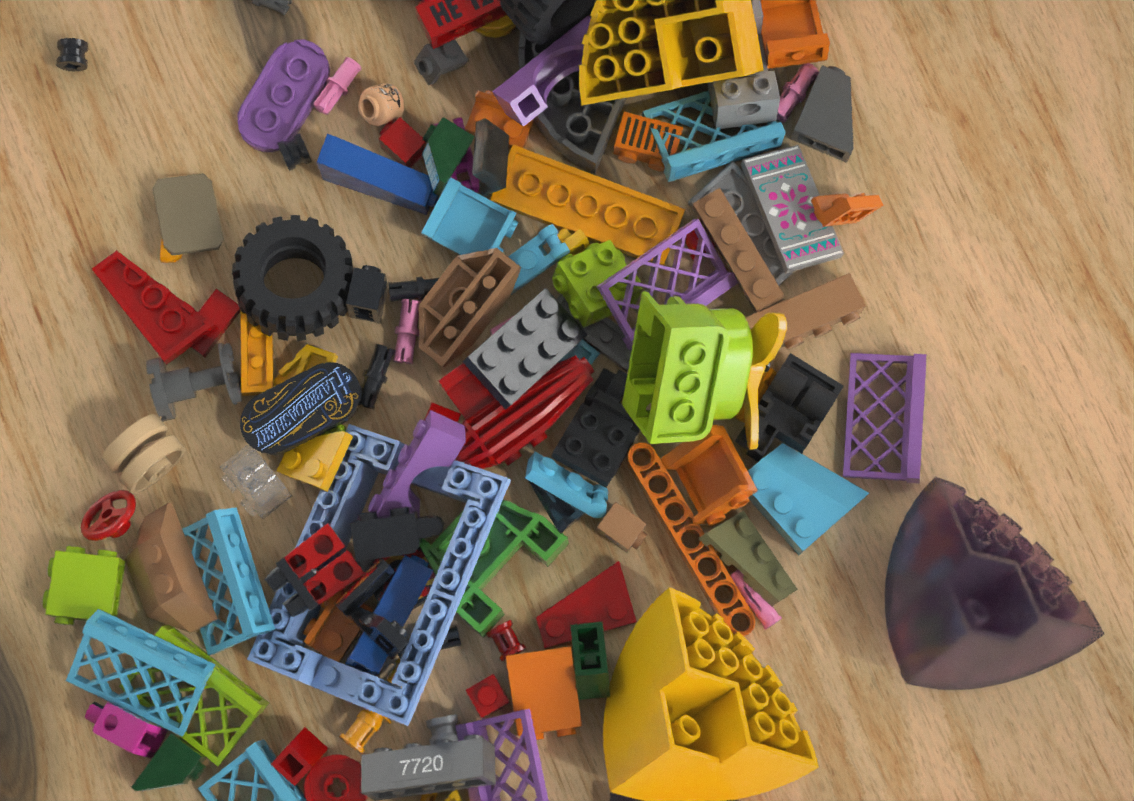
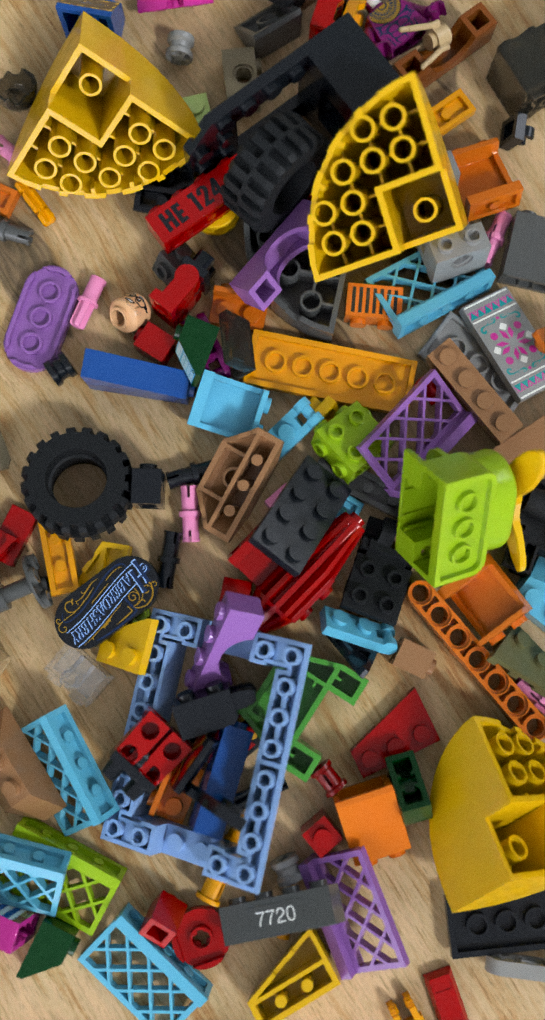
camera: 10 degrees left, 5 degrees up
(444, 90) = (184, 290): none -> red hips

